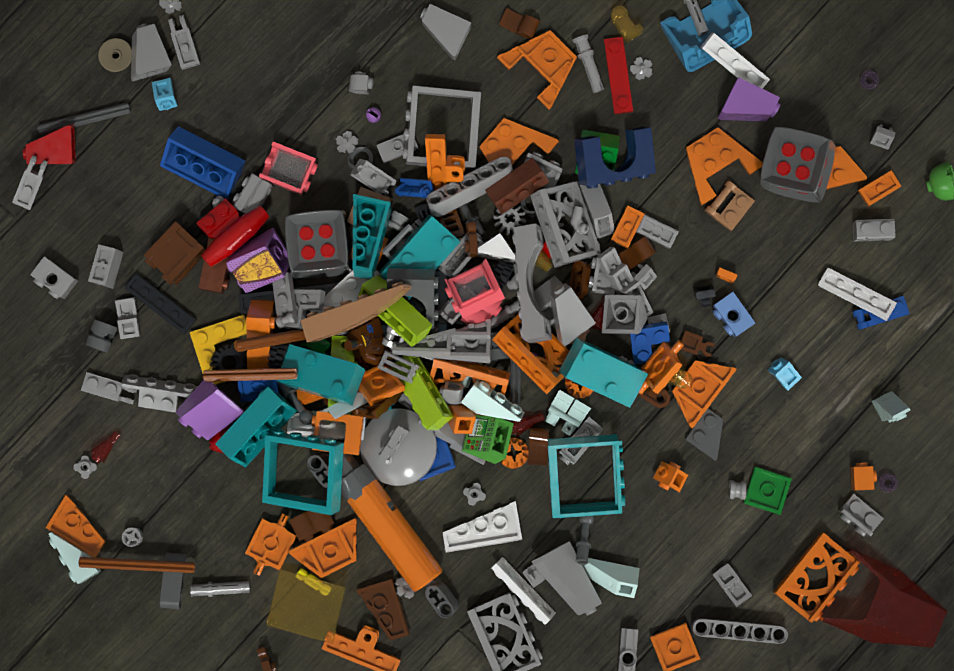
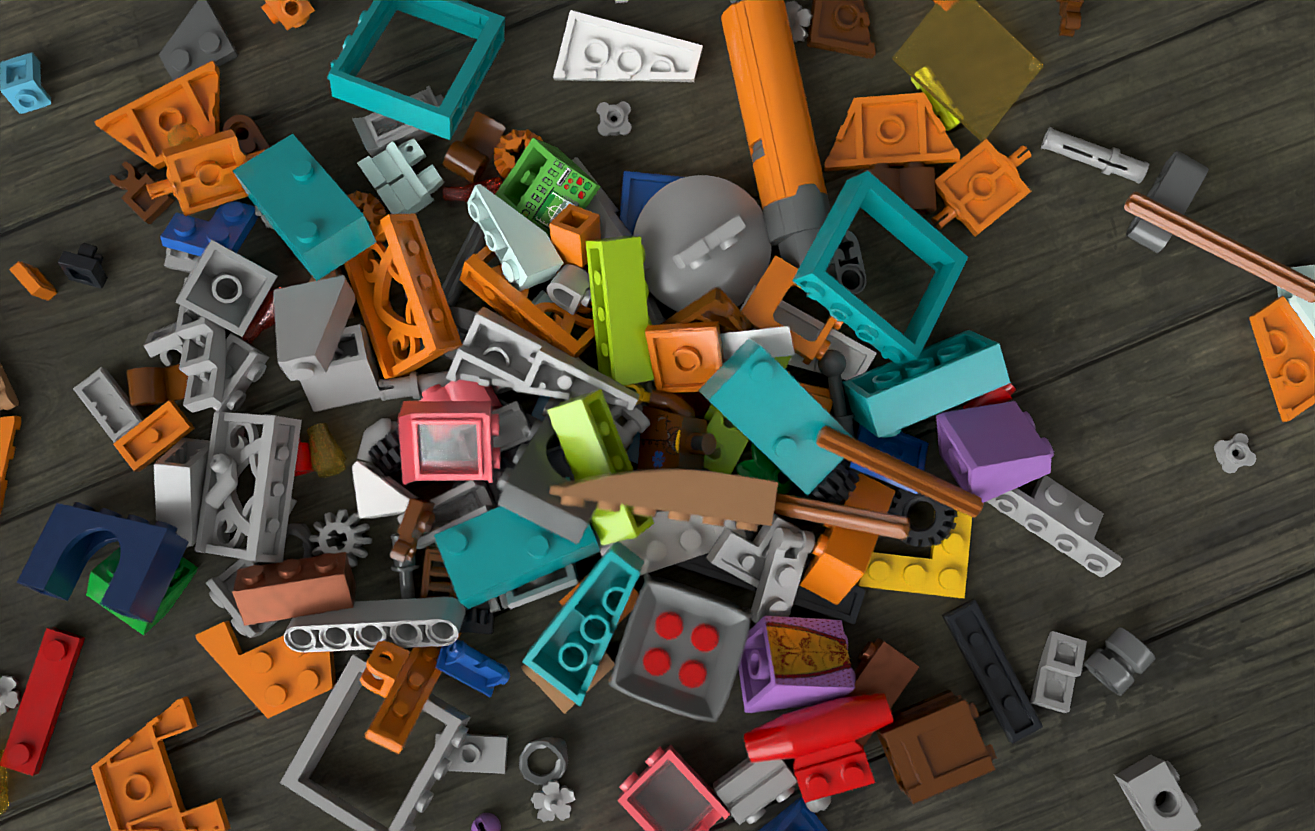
camera: 155 degrees left, 0 degrees up
(101, 452) = (1195, 466): clear red cone -> none
(105, 266) = (1060, 778): light grey hinge -> none
(105, 388) = (1146, 570): light grey hinge -> none
(129, 535) = (1212, 299): light grey wheel -> none
(372, 177) = (535, 721): light grey hinge -> none
(397, 221) = (528, 623): light grey wheel -> none
(411, 372) = (622, 346): light grey tile -> none
(528, 245) = (324, 477): light grey arch -> none
(580, 278) = (276, 386): reddish brown plate -> none
(586, 55) = (76, 760): light grey pin -> none
(743, 320) = (41, 198): medium blue brick -> none

